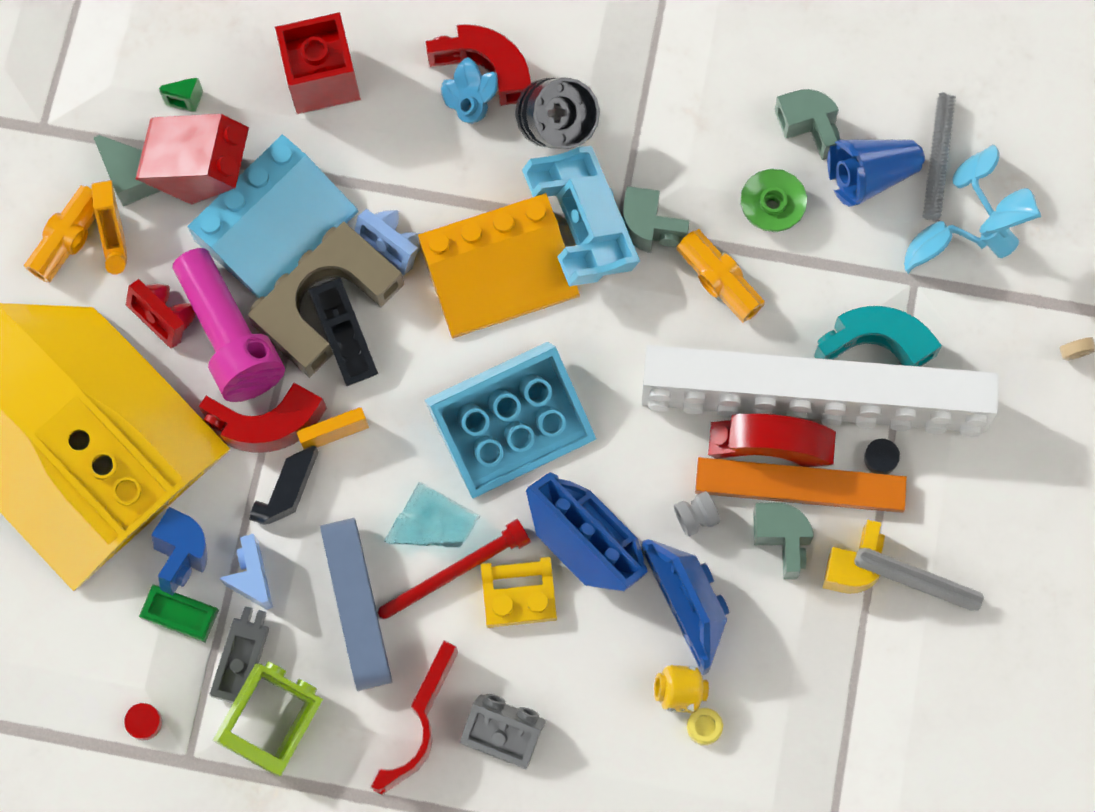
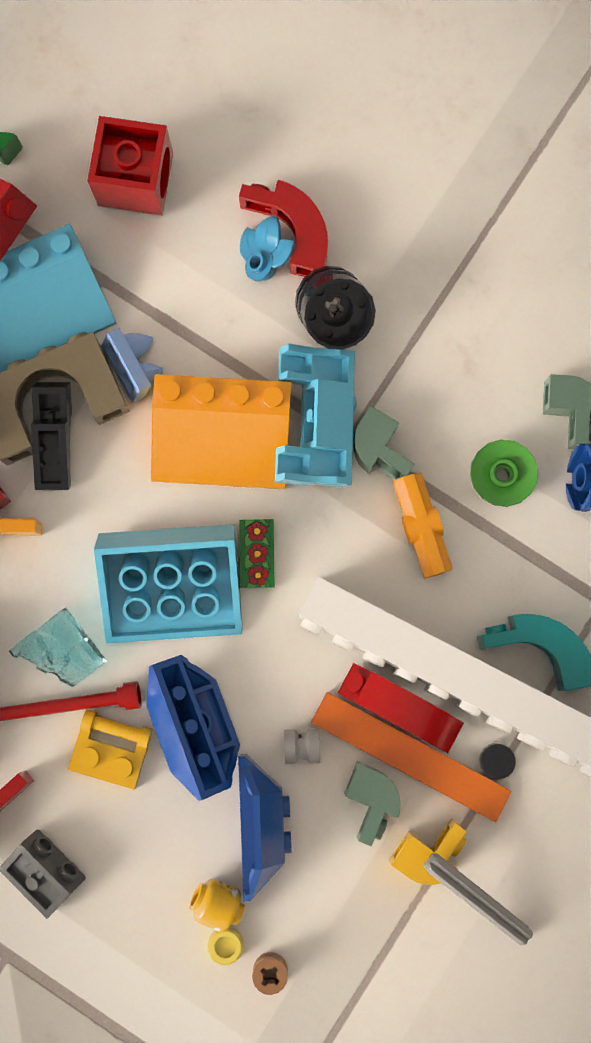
camera: 20 degrees right, 10 degrees up
(580, 361) = (257, 553): none -> tile
(755, 737) = (274, 967): none -> medium nougat wheel

